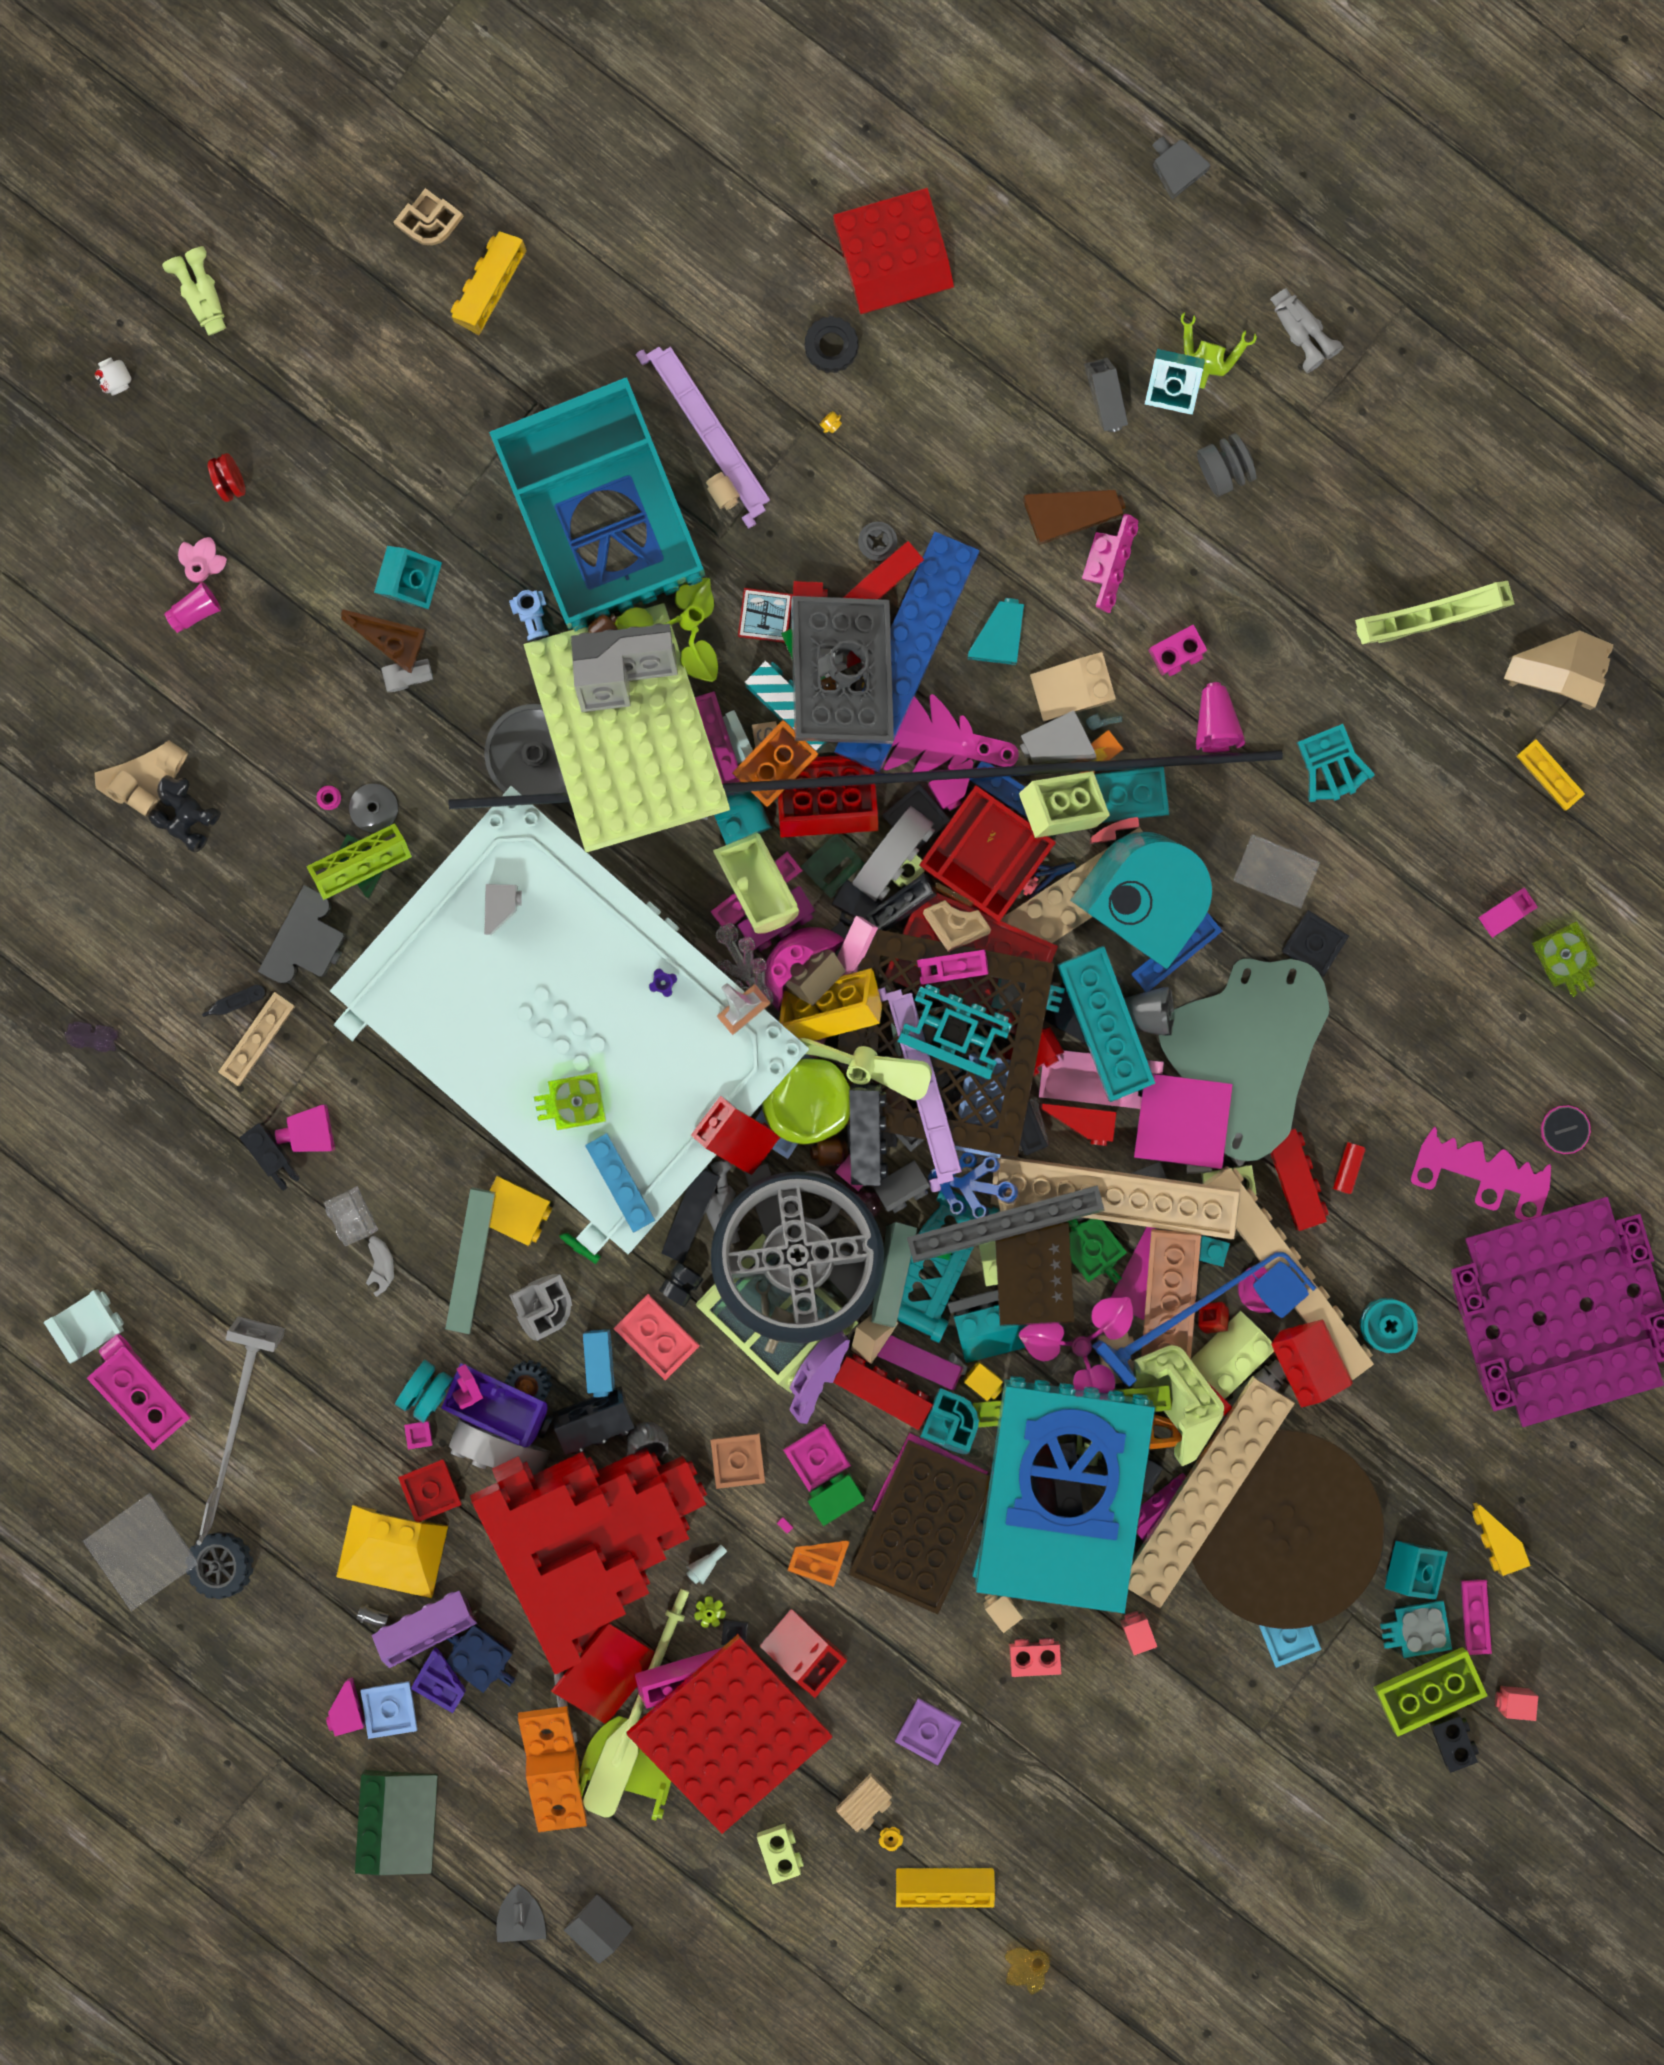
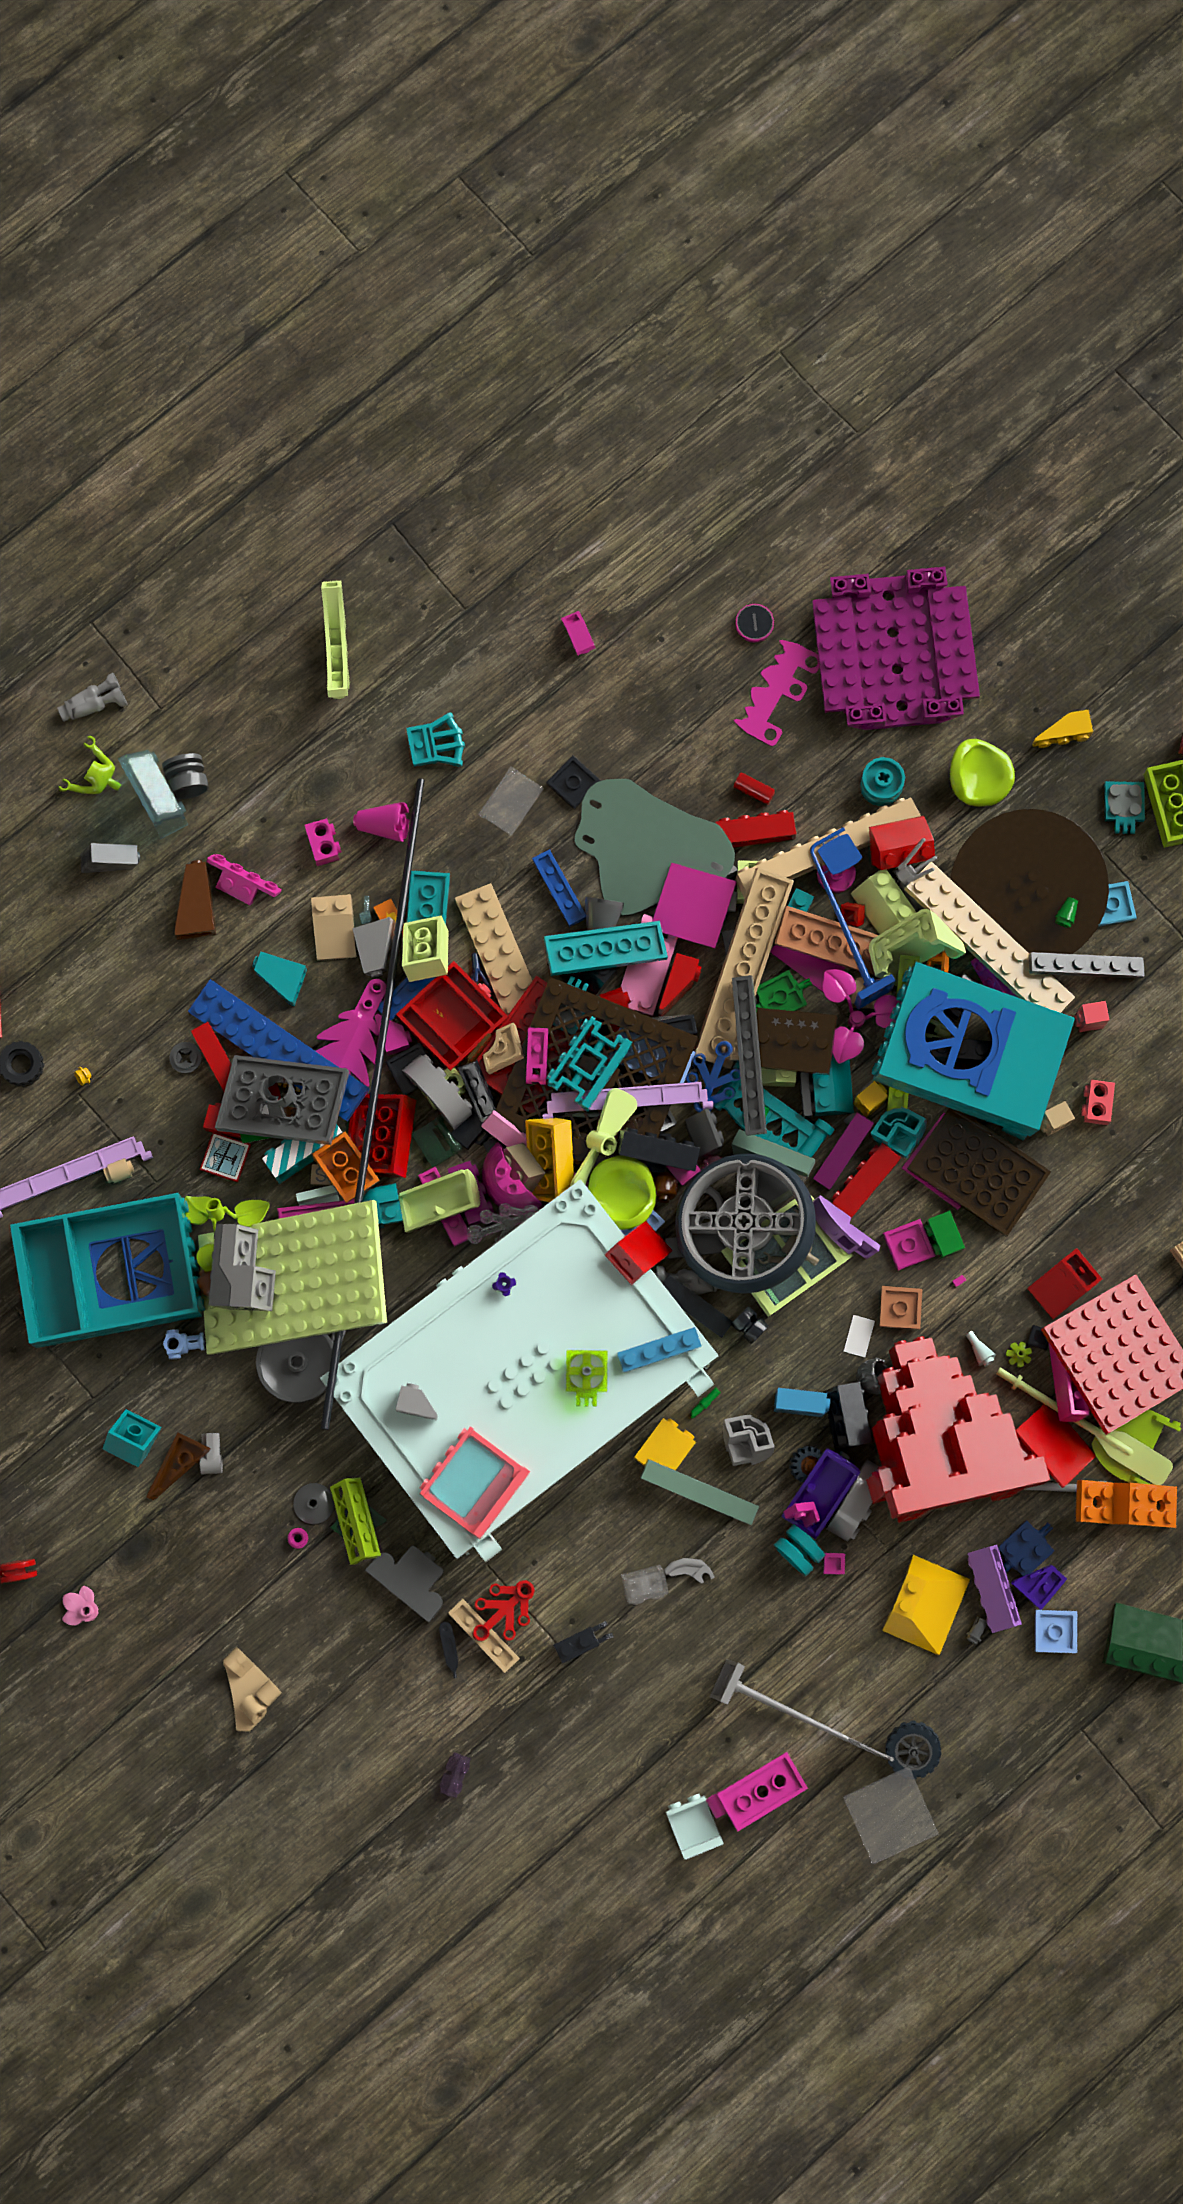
camera: 80 degrees left, 10 degrees down
(187, 810) = (284, 1656): black animal -> none
(192, 608) = (118, 1620): dark pink plant -> none
(292, 1058) = (506, 1609): none -> red plant
(308, 1131) = (568, 1607): dark pink torso -> none
(346, 1711) = (1051, 1668): dark pink slope -> none
(420, 994) = (473, 1482): none -> clear light blue panel
(430, 1490) = (881, 1563): red plate -> none
(656, 1336) = (788, 1354): coral tile -> none
(695, 1417) = (859, 1336): none -> white sticker
(741, 1007) = (537, 1224): piece -> none
(819, 1561) = (993, 1258): orange wing -> none
(870, 1339) = (821, 1182): tan slope -> none
(928, 1731) = (1143, 1198): medium lavender tile -> none
(1108, 833) = (454, 920): coral slope -> none
(1148, 893) = (510, 894): teal brick -> none
(1174, 381) = (111, 802): brick -> none
(1197, 429) = (154, 792): none -> clear light blue windscreen
(1202, 1615) = (1086, 965): none -> plate
(1260, 1581) = (1067, 913): none -> green cone
(1273, 1377) = (908, 873): none -> light grey plant
(1415, 1570) = (1077, 798): teal slope -> none
(1422, 1445) = (981, 773): none -> lime piece
(1476, 1616) = (1121, 760): dark pink tile -> none
(1550, 775) = (478, 582): yellow plate -> none
(1564, 666) = (396, 551): tan panel -> none
(1567, 957) = (622, 596): clear neon green piece -> none

